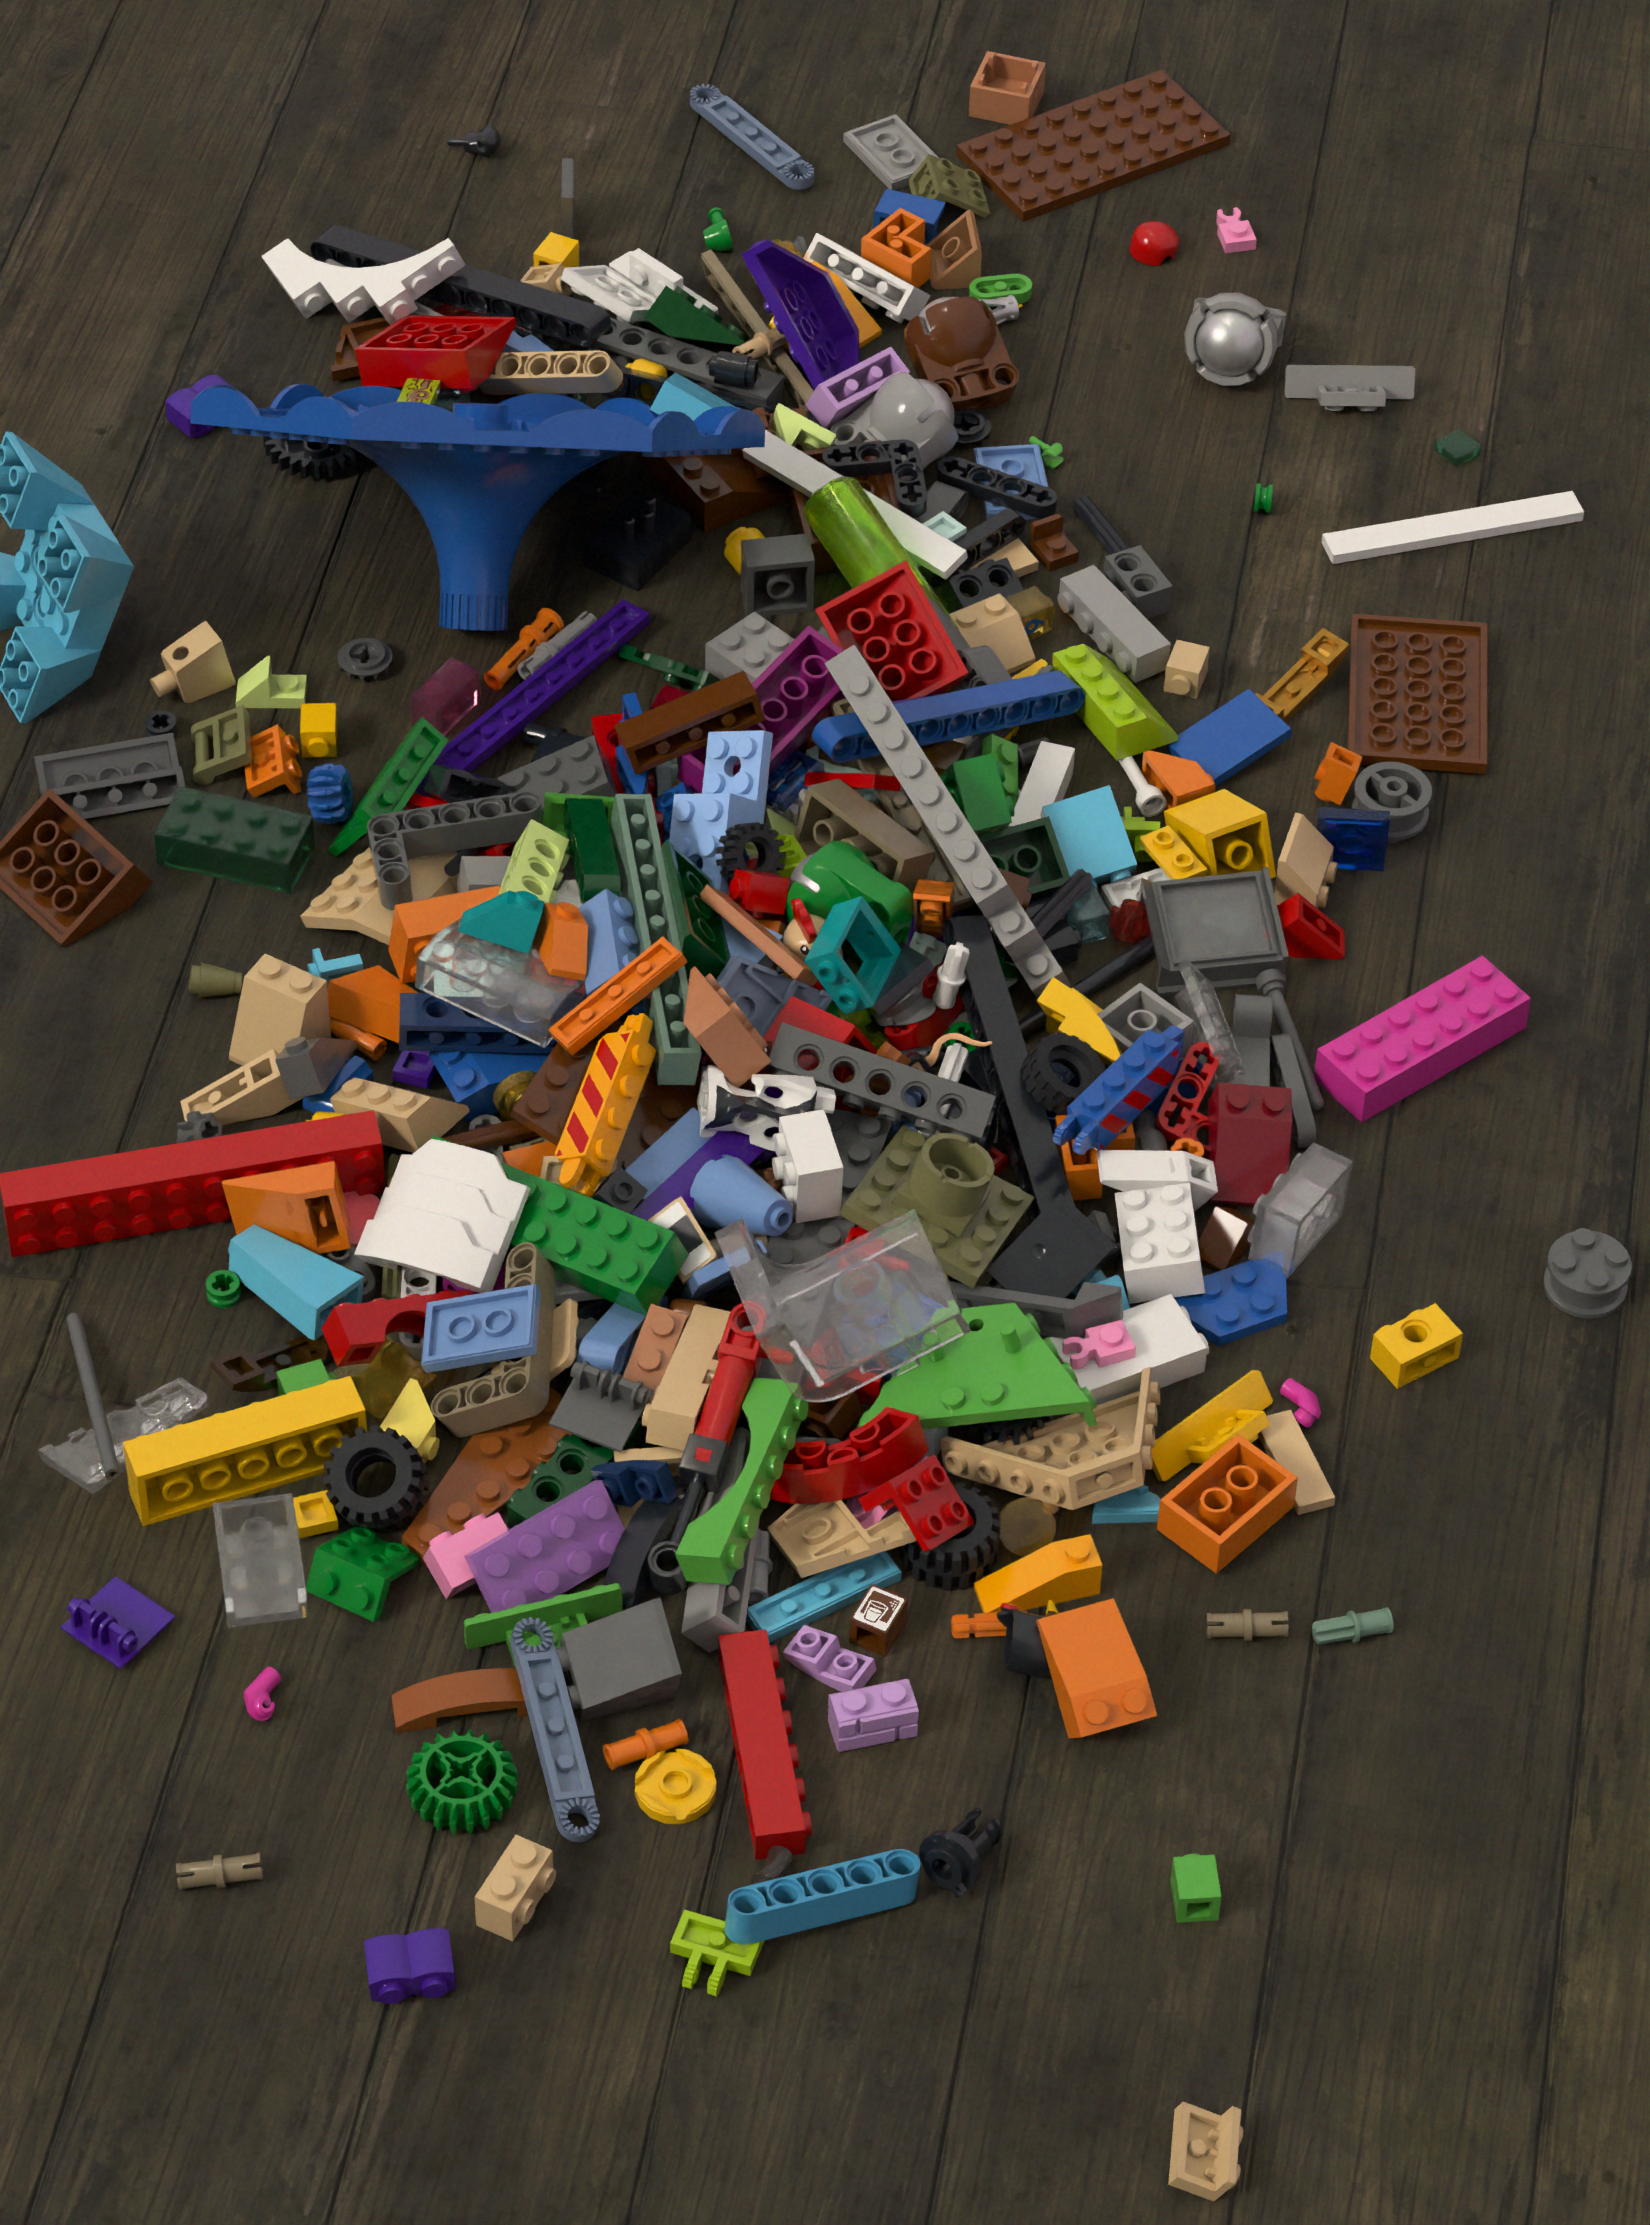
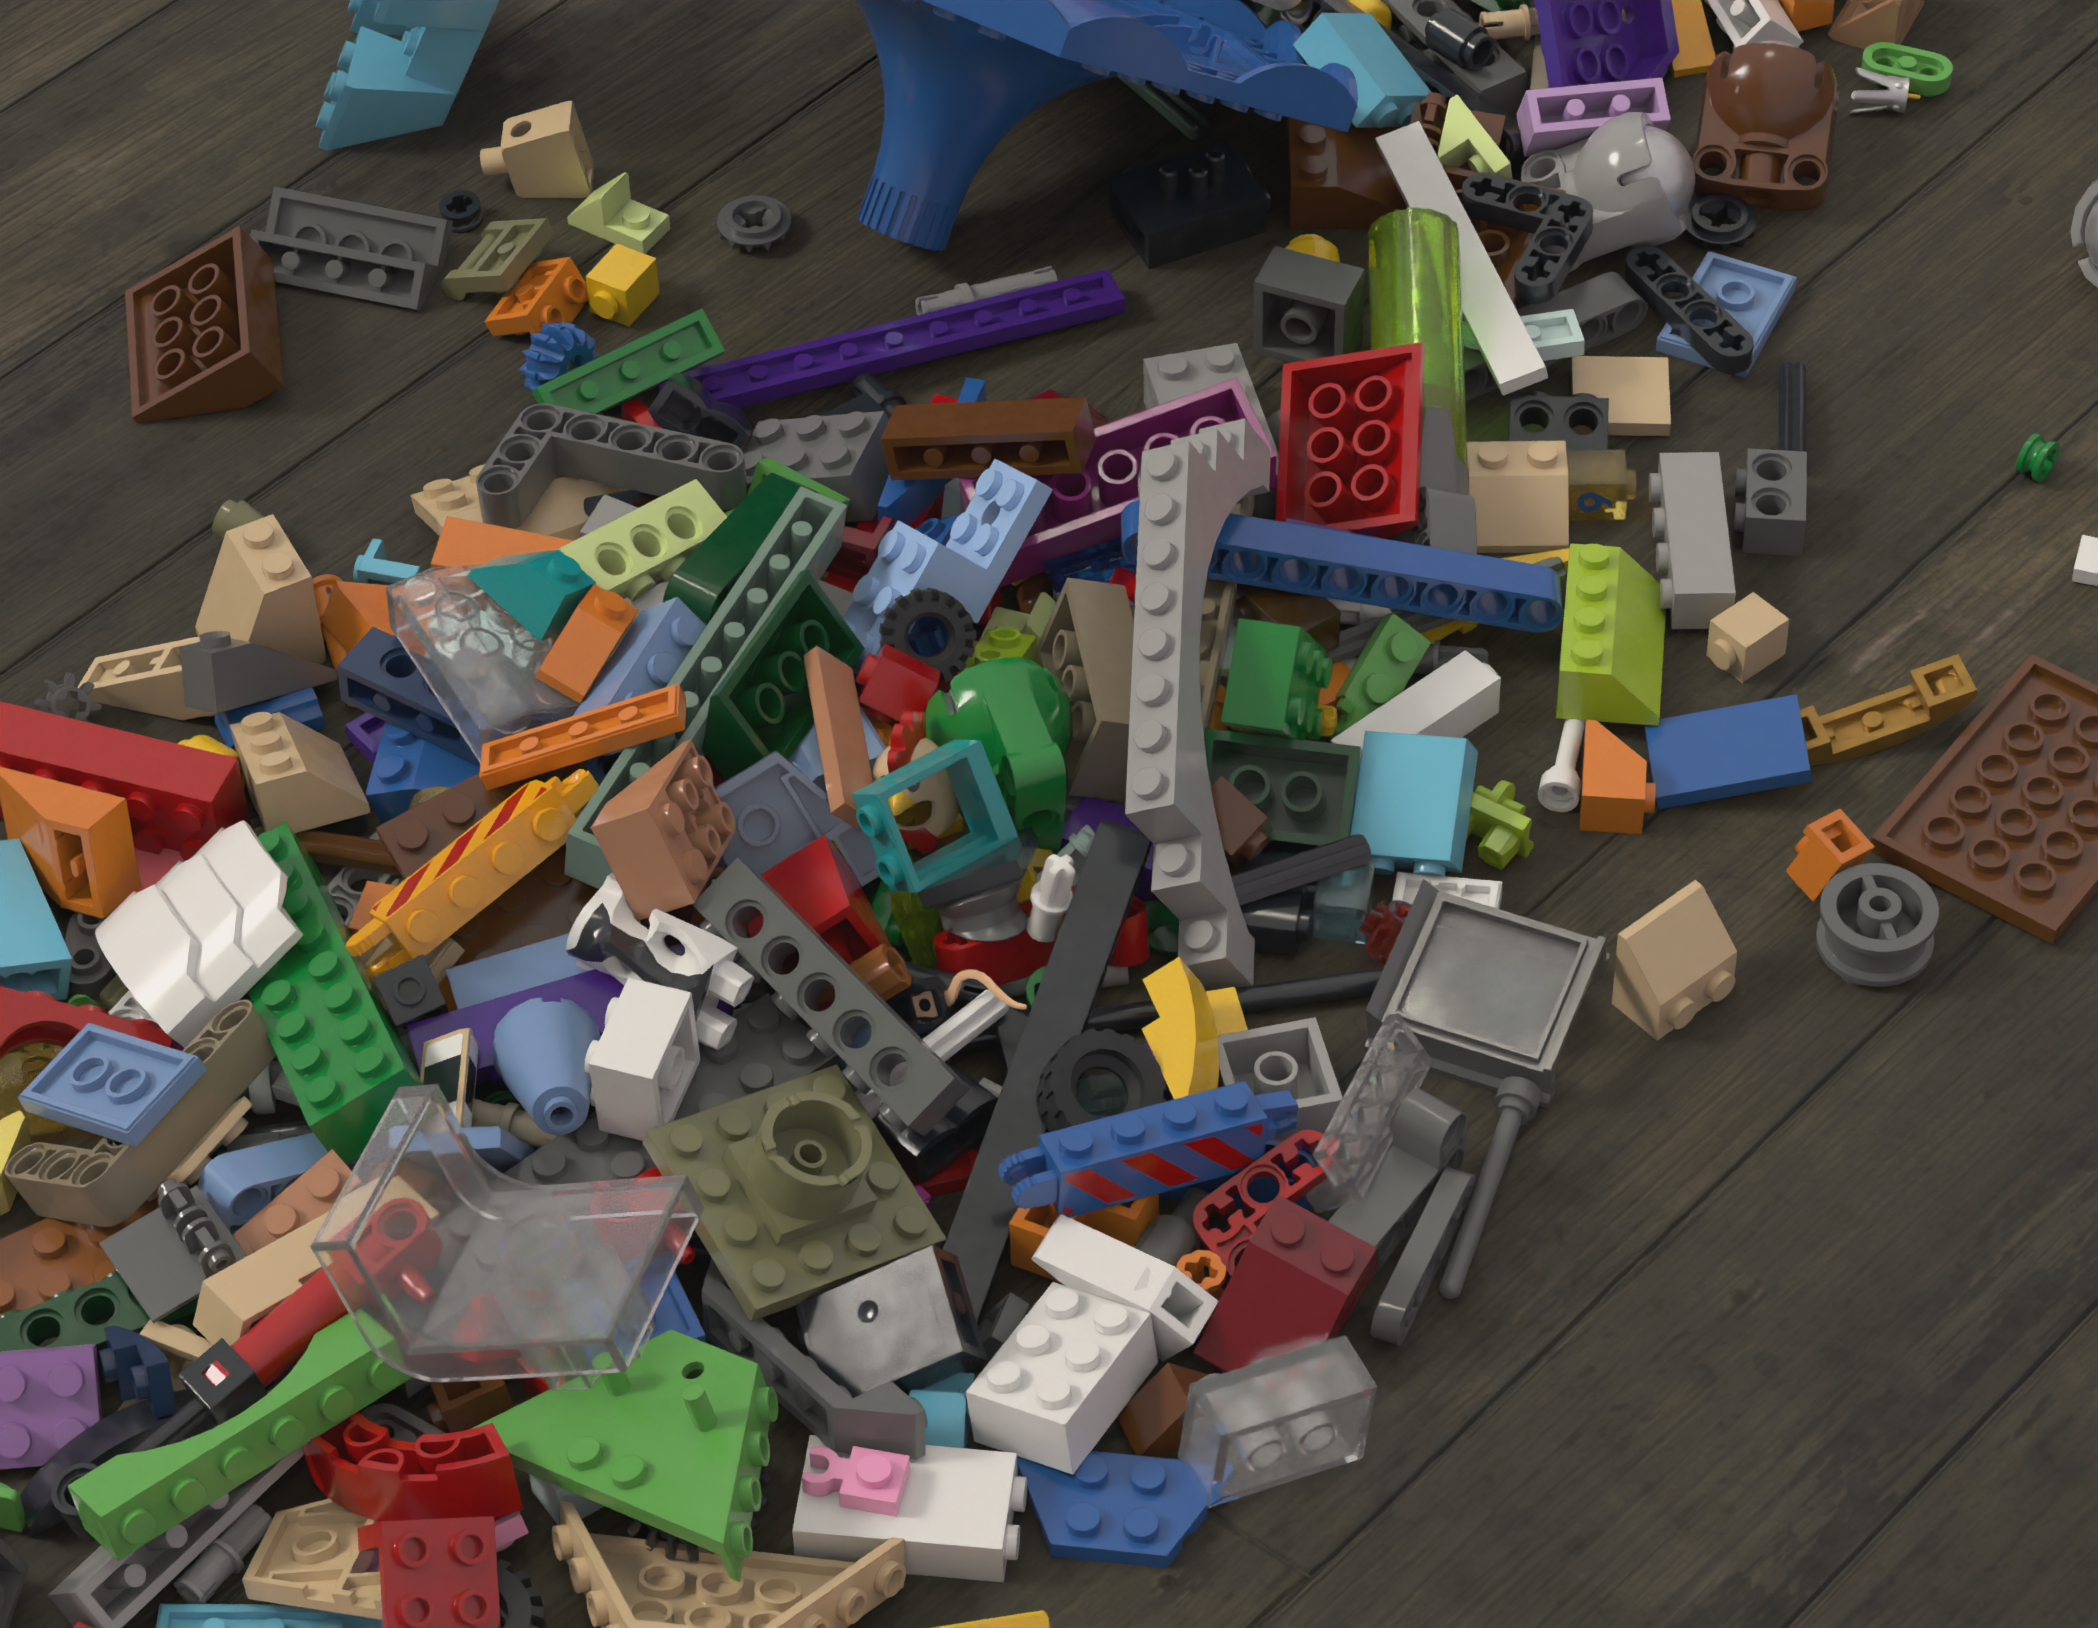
camera: 35 degrees right, 0 degrees up
(234, 839) = (414, 374): clear green brick -> none
(447, 695) = (796, 304): clear pink brick -> none
(529, 639) = (961, 269): orange pin -> none
(673, 671) = (1093, 378): dark green wing -> none
(931, 905) = (1095, 789): orange slope -> none
(983, 541) = (1591, 360): black beam -> none
(1050, 453) = (1802, 298): bright green hand -> none
(1051, 544) = (1709, 407): reddish brown bracket -> none
(1172, 854) = (1512, 871): yellow bracket -> none
(1224, 833) = (1601, 870): yellow slope -> none
(1310, 931) = (1620, 1050): red slope -> none
(1356, 835) = (1774, 950): clear blue plate -> none
(1421, 1038) = (1656, 1265): dark pink brick -> none

